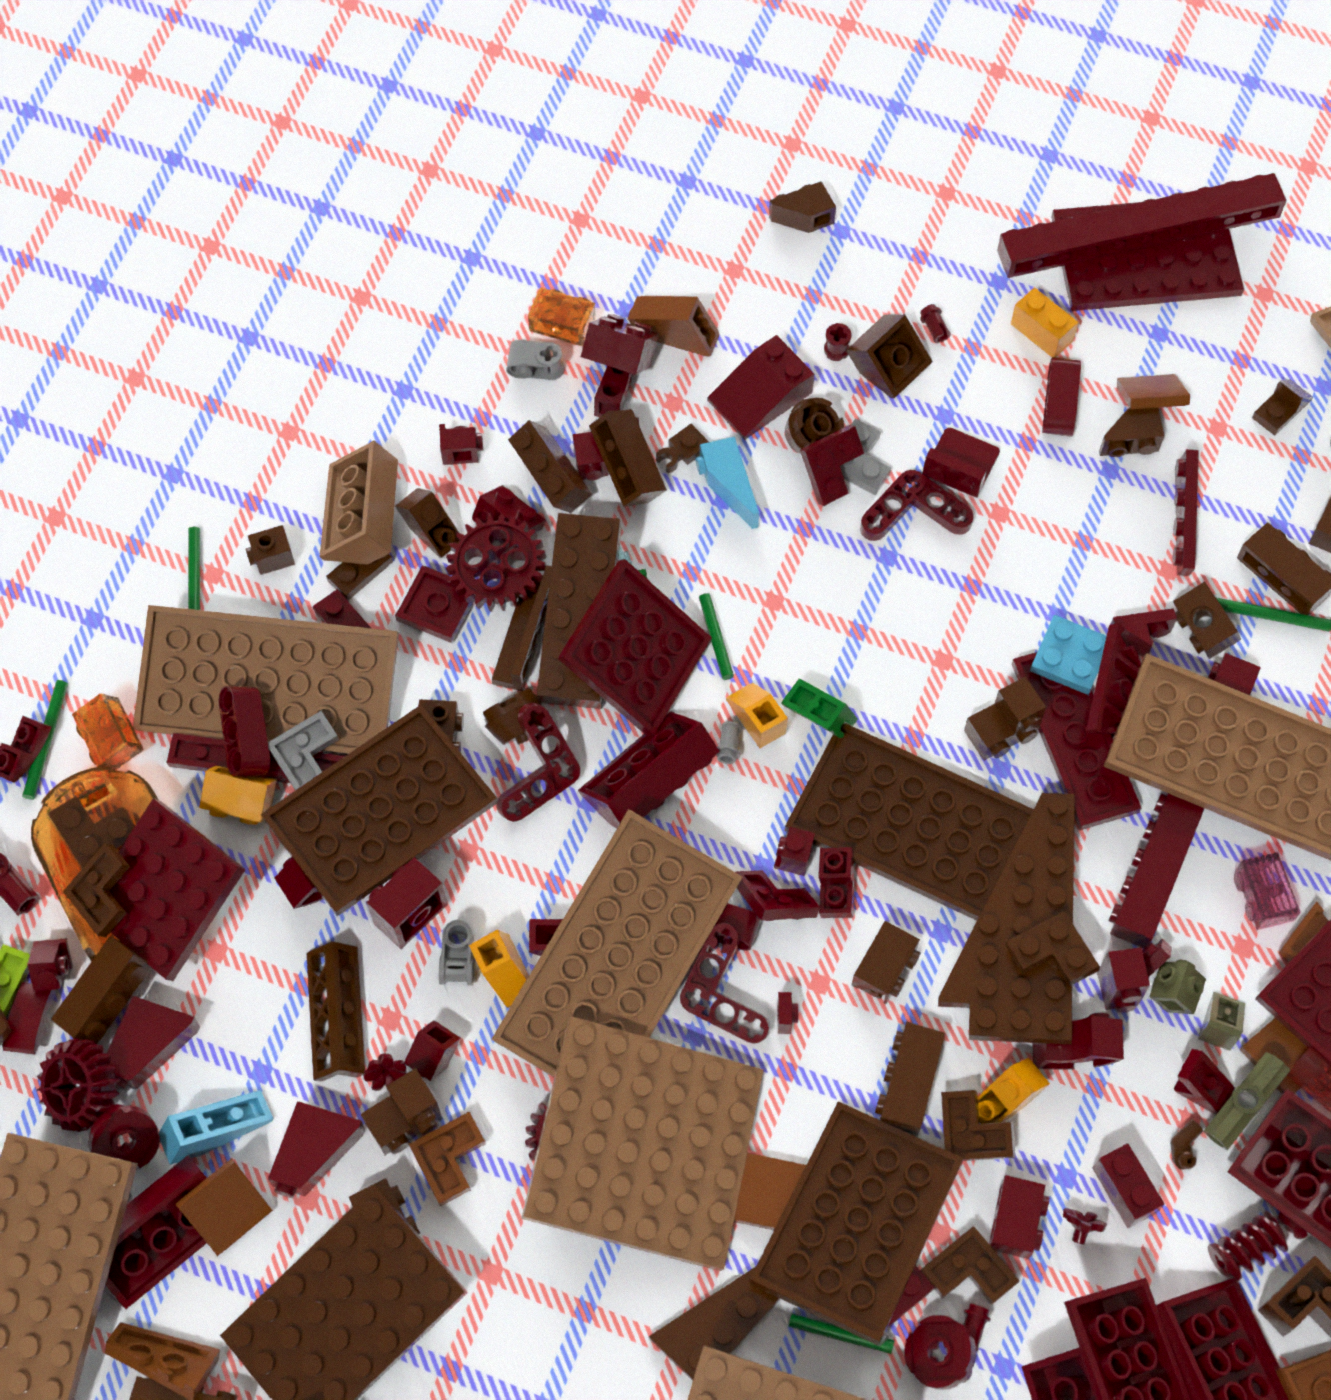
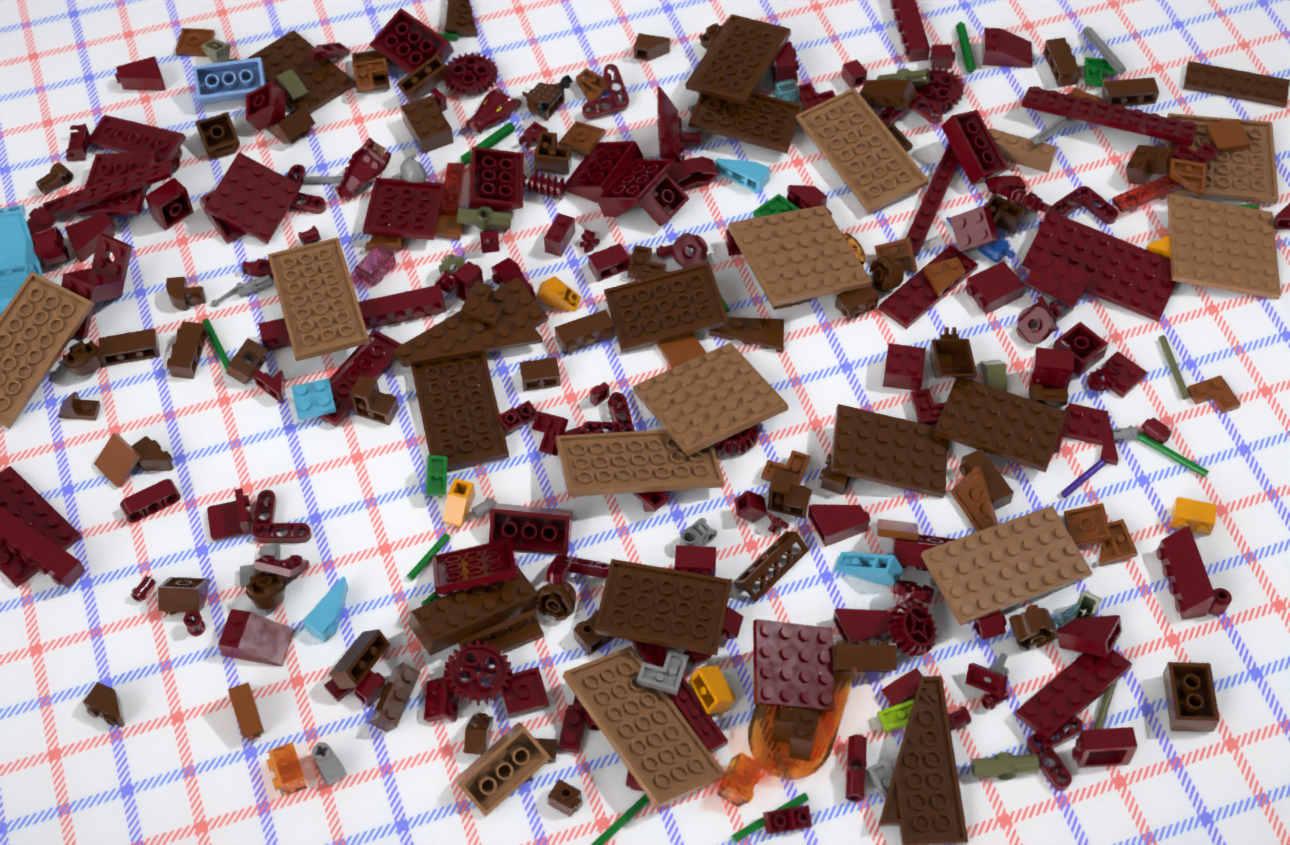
camera: 130 degrees left, 10 degrees down
(49, 963) = (875, 696): dark red brick -> none
(92, 888) = (826, 695): reddish brown plate -> none
(244, 731) = (681, 704): dark red beam -> none
(460, 444) = (417, 758): dark red brick -> none
(500, 965) = (684, 512): light orange slope -> none
(612, 391) = (315, 708): dark red leg -> none
(620, 344) = (287, 716): dark red brick -> none
(683, 446) = (322, 651): reddish brown plate -> none
(794, 851) = (518, 441): dark red brick -> none
(966, 1136) = (591, 296): reddish brown plate -> none
(1044, 322) = (105, 535): light orange brick -> none
(1114, 683) = (325, 366): dark red wing -> none
(1182, 1145) = (523, 232): reddish brown arm -> none
(1186, 512) = (177, 407): dark red wing -> none
(1223, 1021) = (453, 244): olive slope -> none

